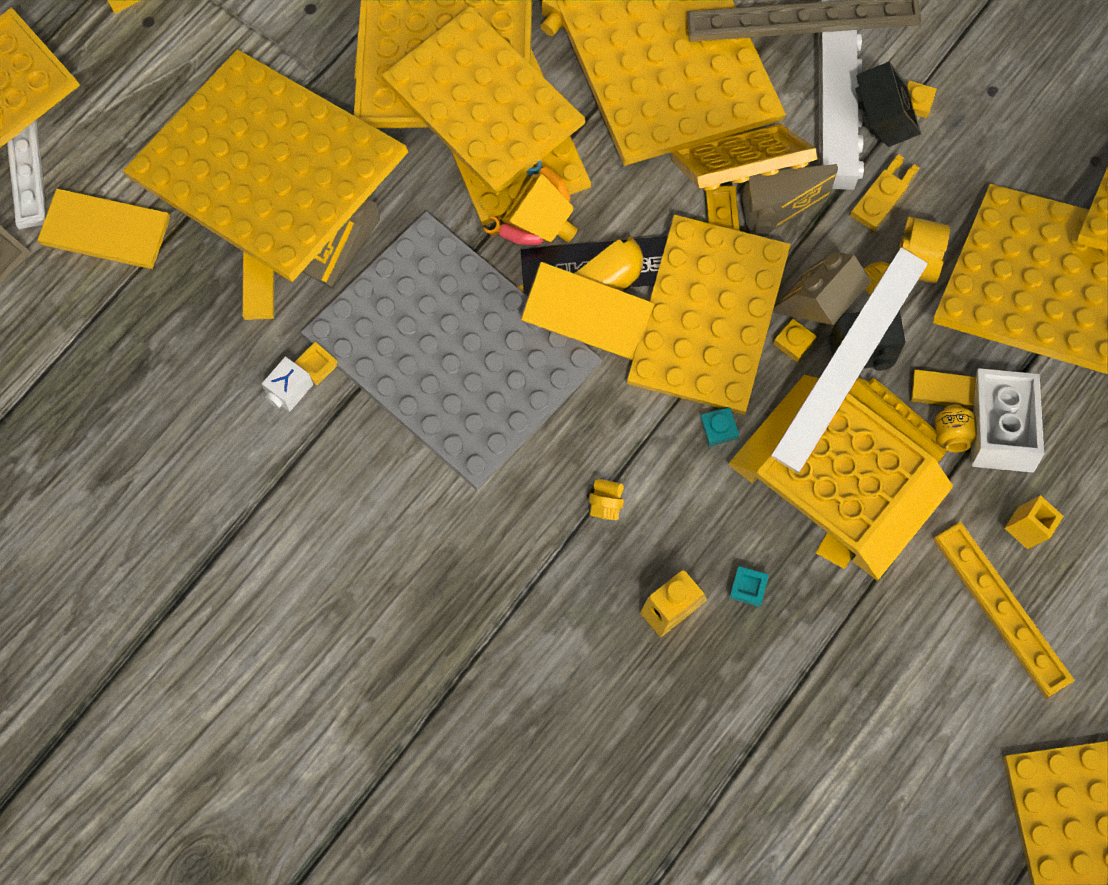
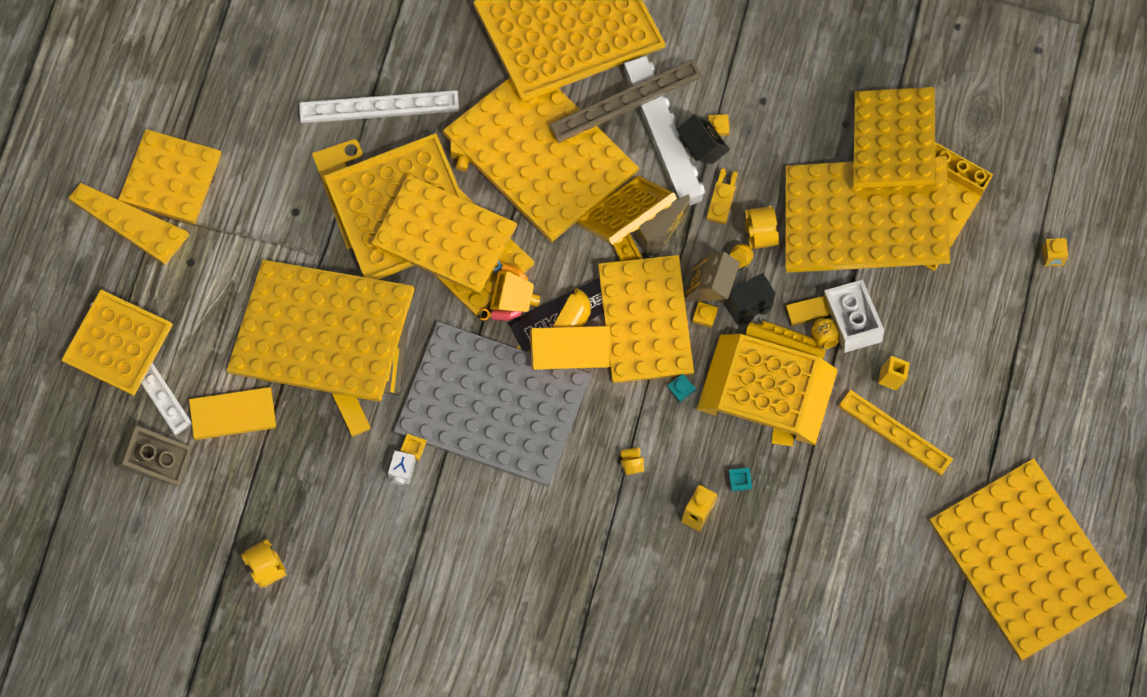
camera: 25 degrees left, 0 degrees up
(39, 439) = (265, 563): none -> yellow brick
(849, 360) = (746, 317): white tile -> none

